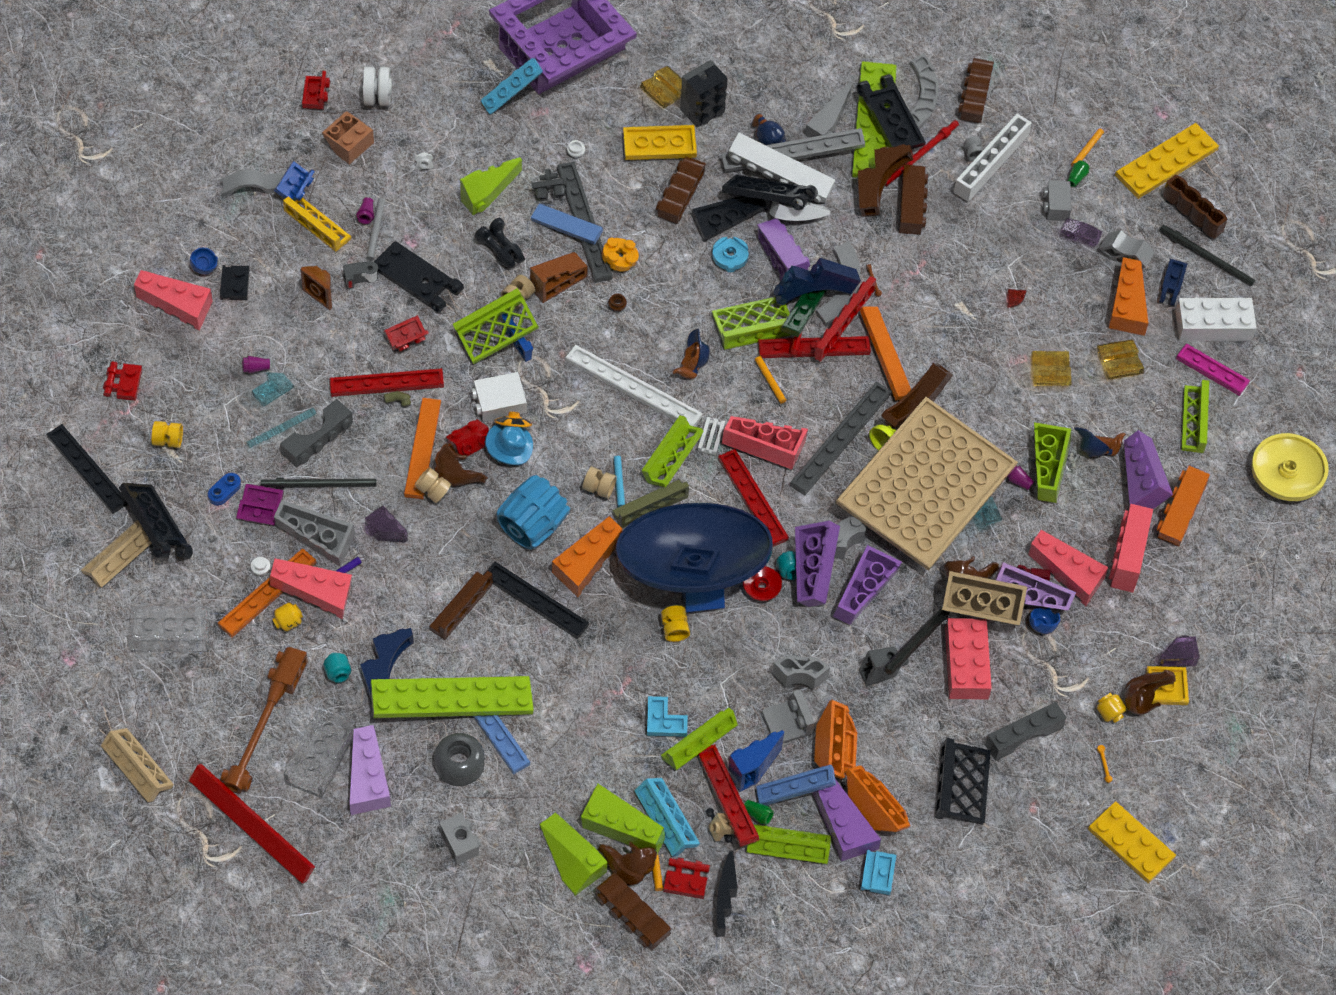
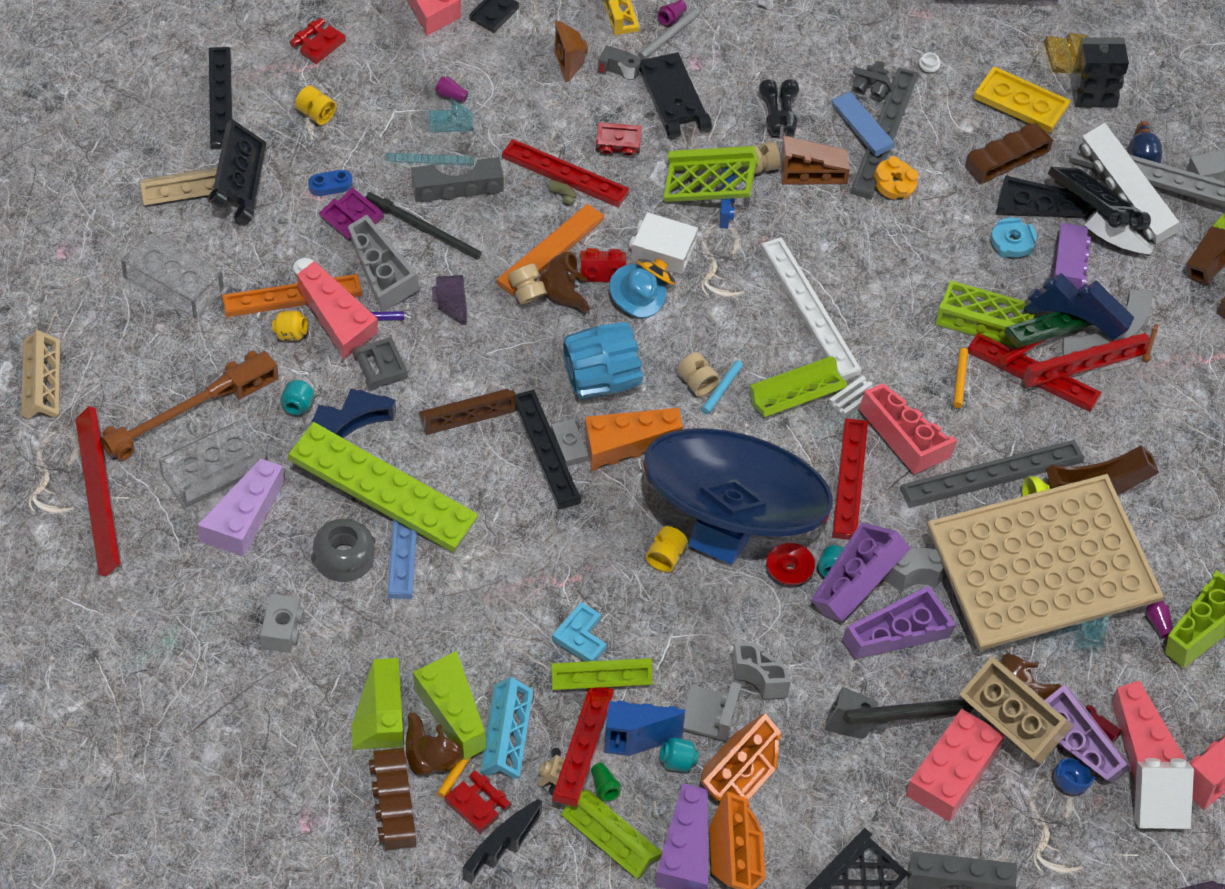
camera: 35 degrees right, 5 degrees down
(375, 600) = (387, 360): none -> dark grey plate
(482, 188) = (808, 48): lime wedge -> none
(548, 584) = (569, 442): none -> light grey plate
(617, 298) = (857, 221): reddish brown plate -> none
(657, 499) = (754, 425): olive fence -> none
(695, 356) = (896, 315): hair -> none
(791, 762) = (678, 754): none -> teal head
(796, 785) = (662, 777): medium blue tile -> none
(885, 351) = (1108, 413): orange tile -> none
(1109, 598) = (1163, 794): none -> white brick

